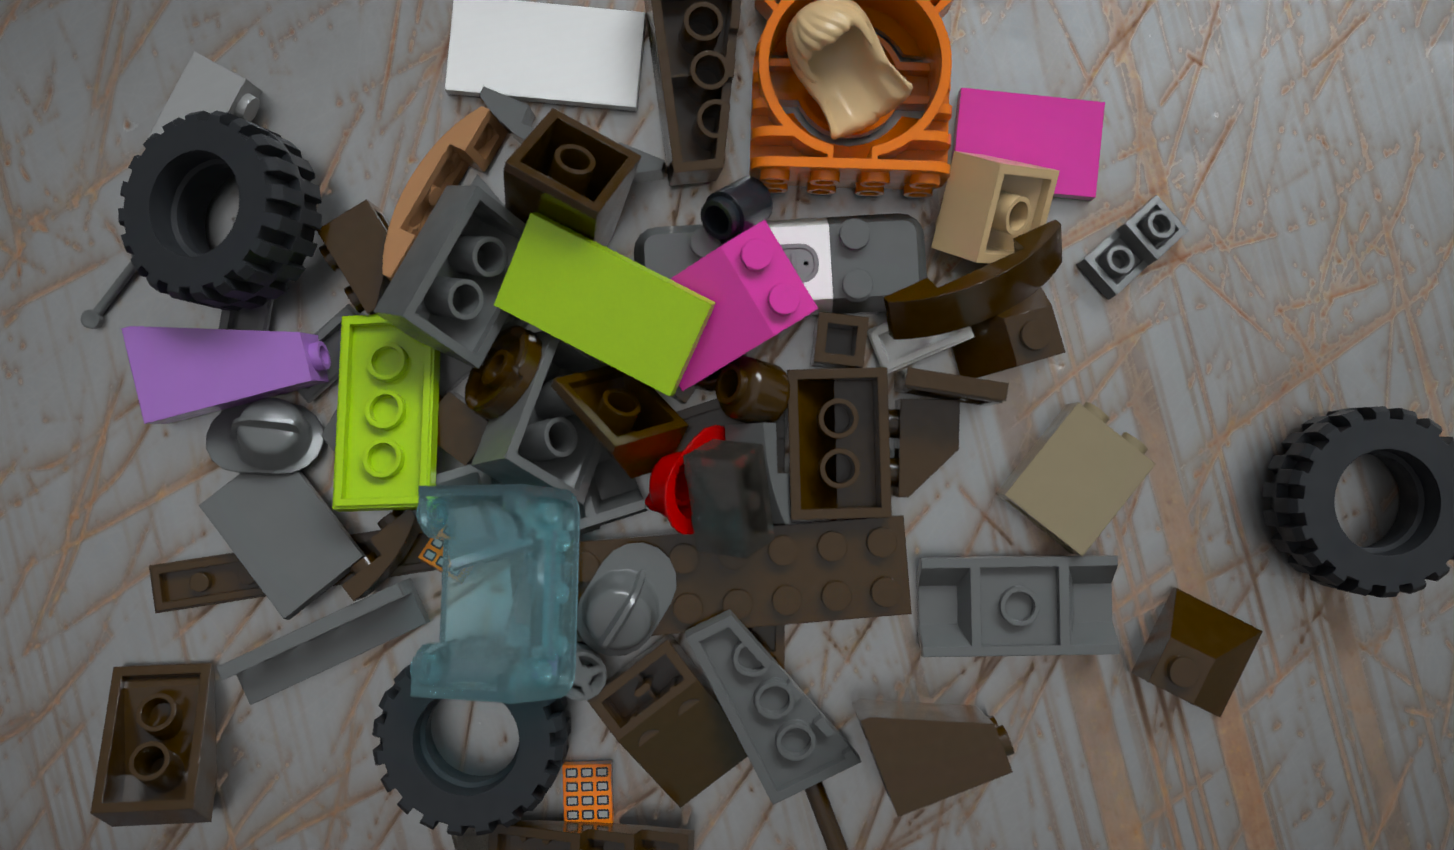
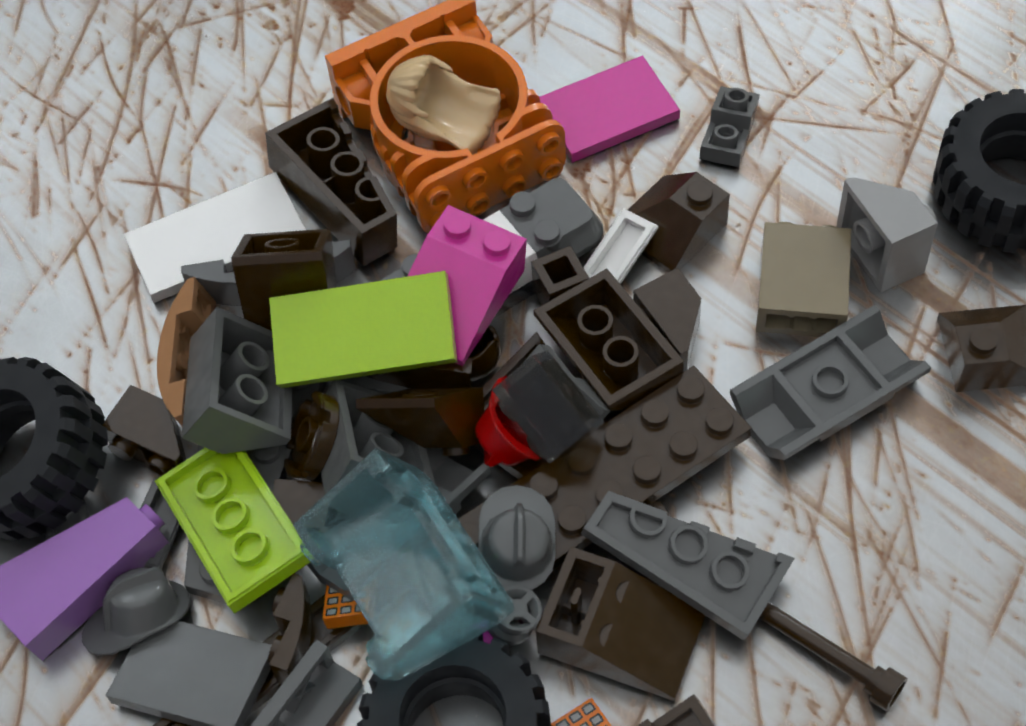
camera: 30 degrees left, 30 degrees down
(736, 208) = (415, 227): black brick -> none
(753, 390) = (514, 337): dark brown head -> none
(932, 749) = (835, 511): dark brown slope -> none
(950, 387) = (661, 253): dark brown tile -> none
(980, 295) = (634, 196): dark brown slope -> none
(991, 204) = (612, 146): tan slope -> none
(1187, 489) = (888, 232): none -> light grey slope

